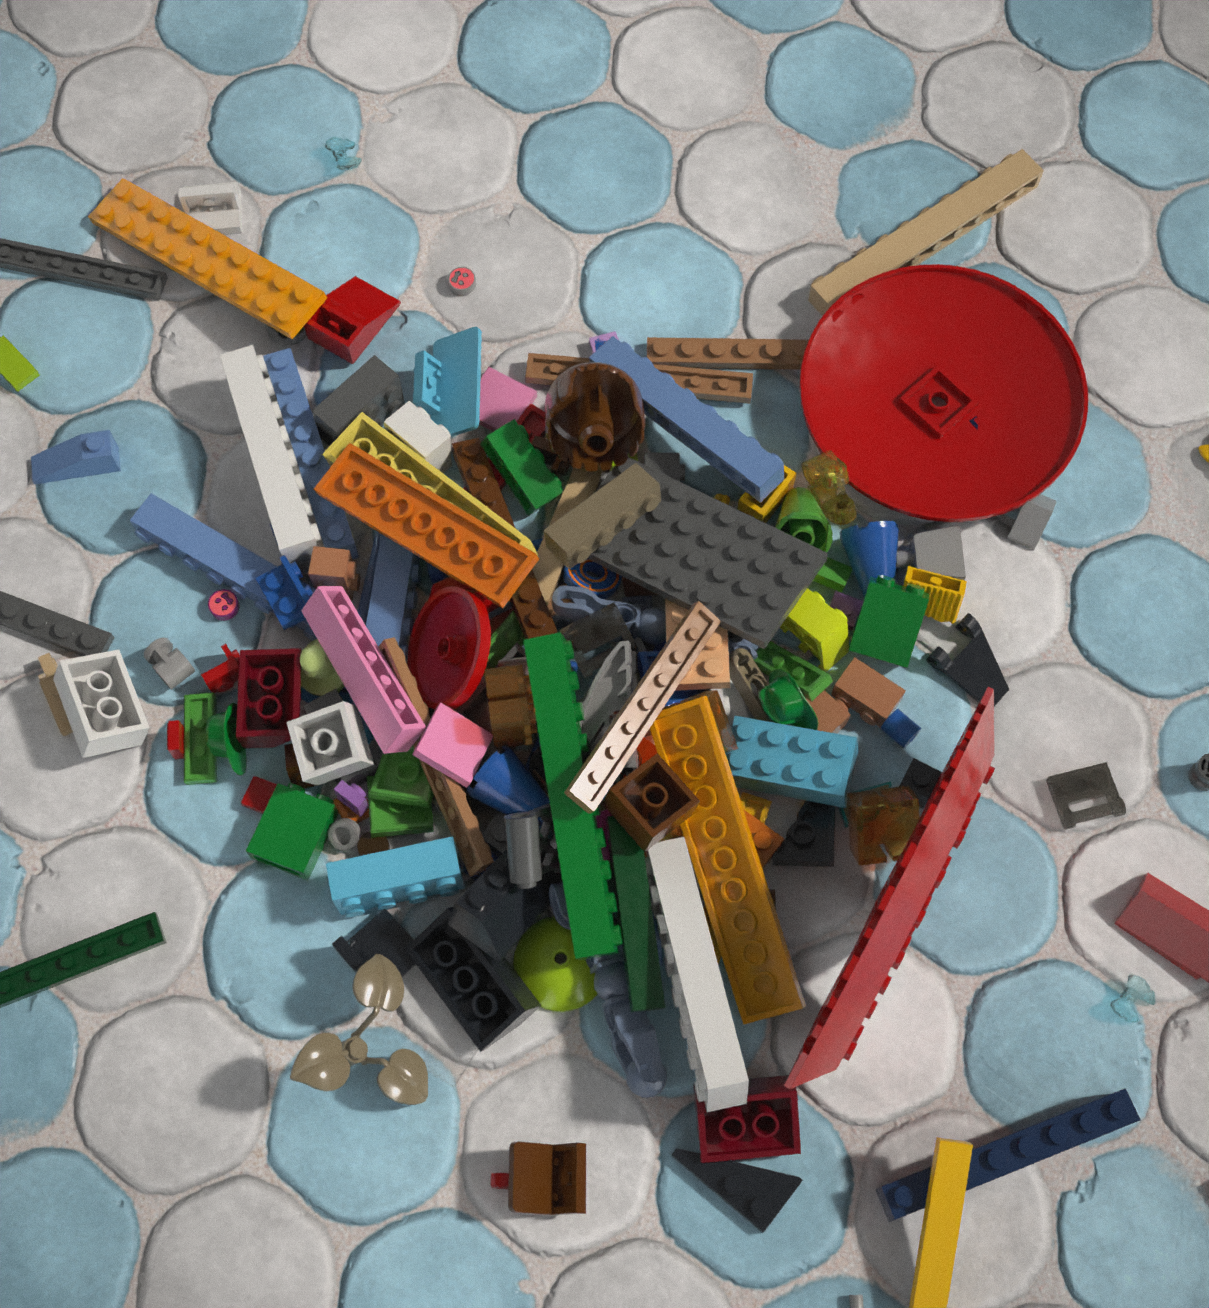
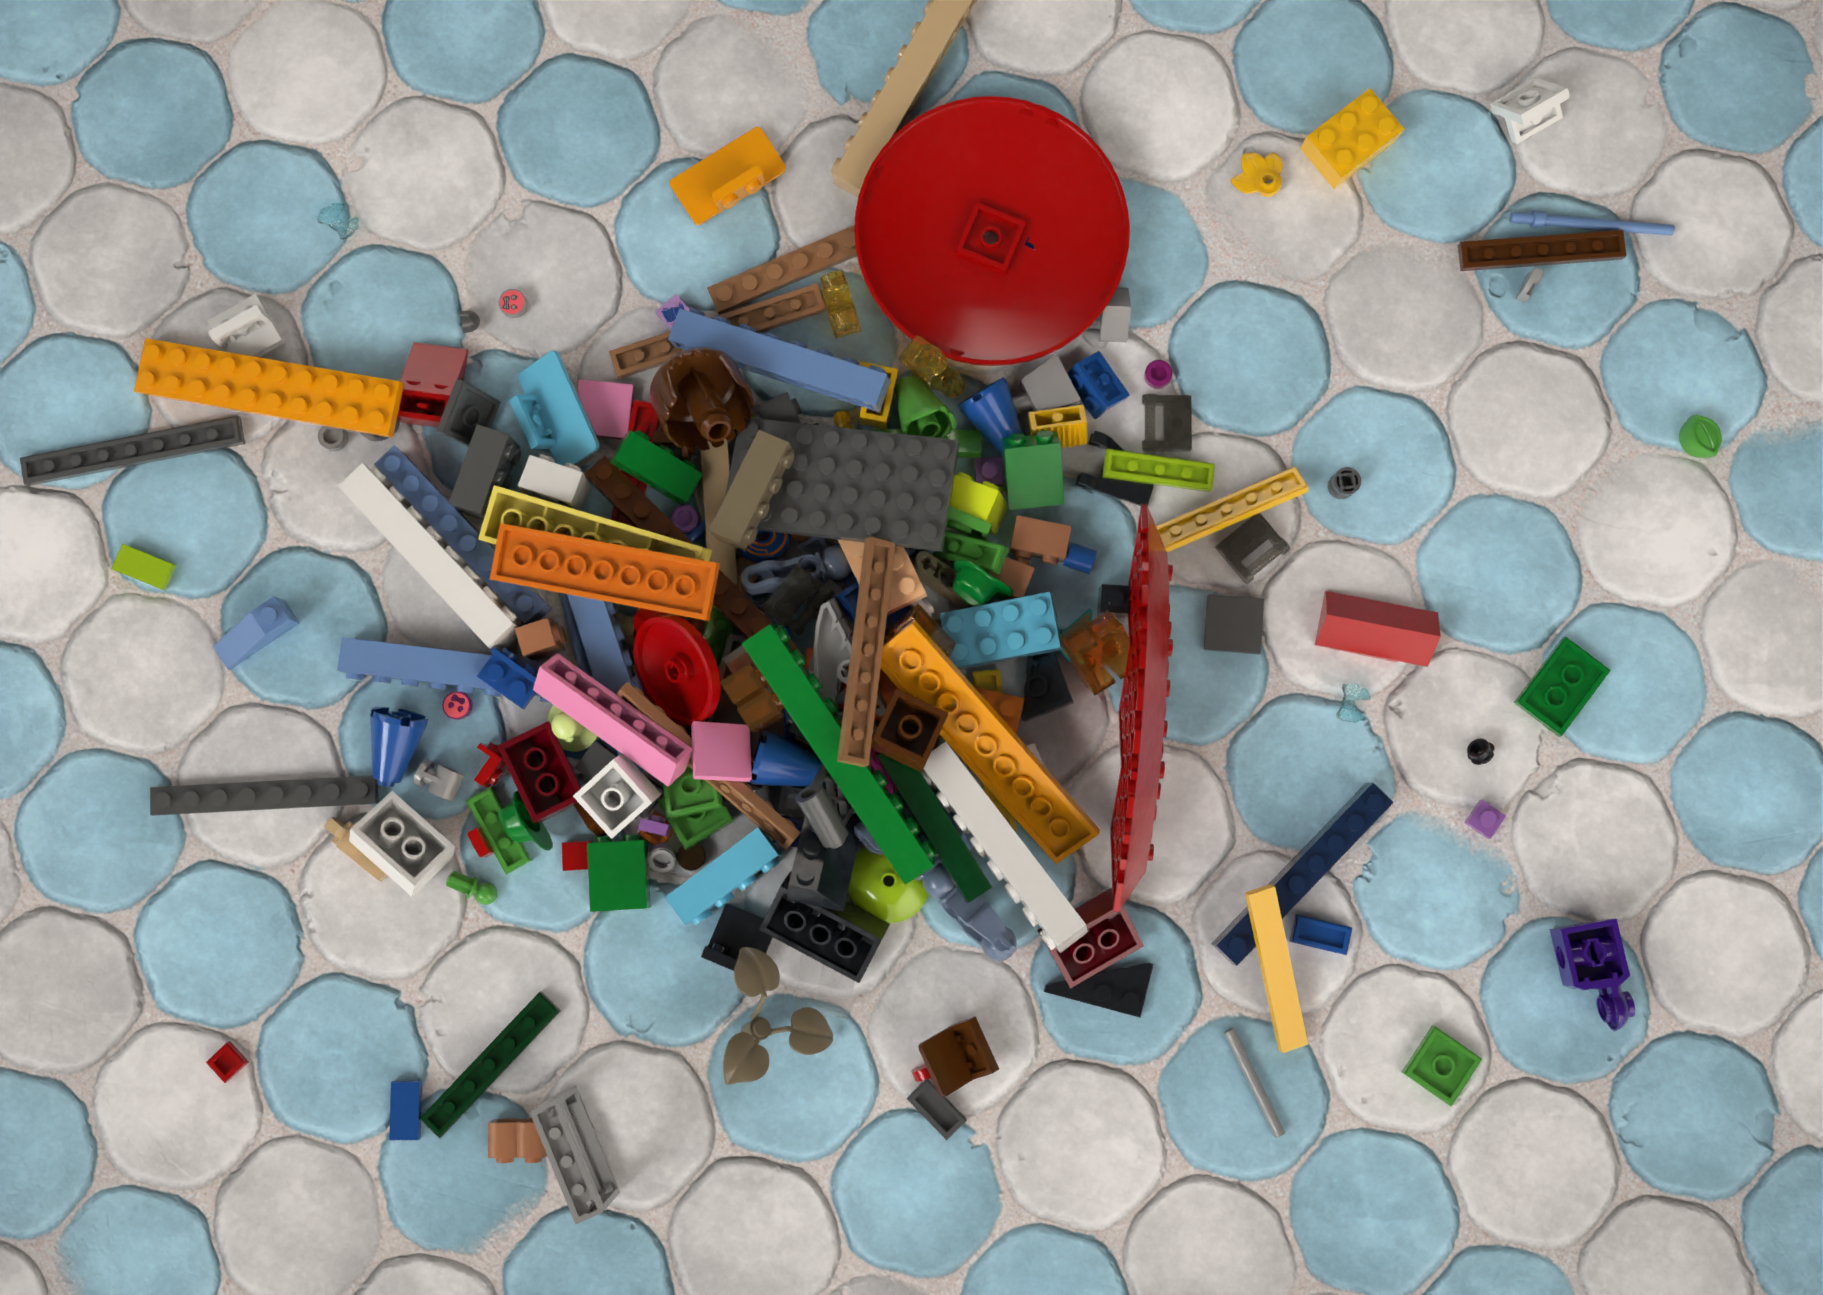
camera: 25 degrees left, 15 degrees up
(54, 1051) = (514, 1139): none -> nougat brick
(99, 1082) = (575, 1154): none -> light grey window
(144, 610) = (394, 742): none -> blue cone
(154, 791) = (484, 893): none -> bright green axle
(239, 325) = (332, 438): none -> light grey tile
(371, 339) = (465, 410): none -> dark grey tile
(415, 278) = (469, 321): none -> dark grey hinge
(498, 1229) = (936, 1109): none -> dark grey tile
(528, 526) = (685, 518): none -> medium lavender tile
(712, 253) = (727, 176): none -> light orange bracket
(766, 397) = (839, 304): none -> clear yellow piece
(800, 641) = (968, 524): none -> bright green tile
(988, 574) = (1097, 384): none -> blue bracket
(1002, 1235) = (1320, 934): none -> blue tile
(1017, 679) = (1158, 470): none -> lime tile
(1035, 863) = (1233, 624): none -> dark grey tile
(1053, 644) = (1176, 423): none -> clear smoke plate
(1054, 591) = (1158, 374): none -> magenta tile
(1080, 748) = (1232, 509): none -> yellow tile

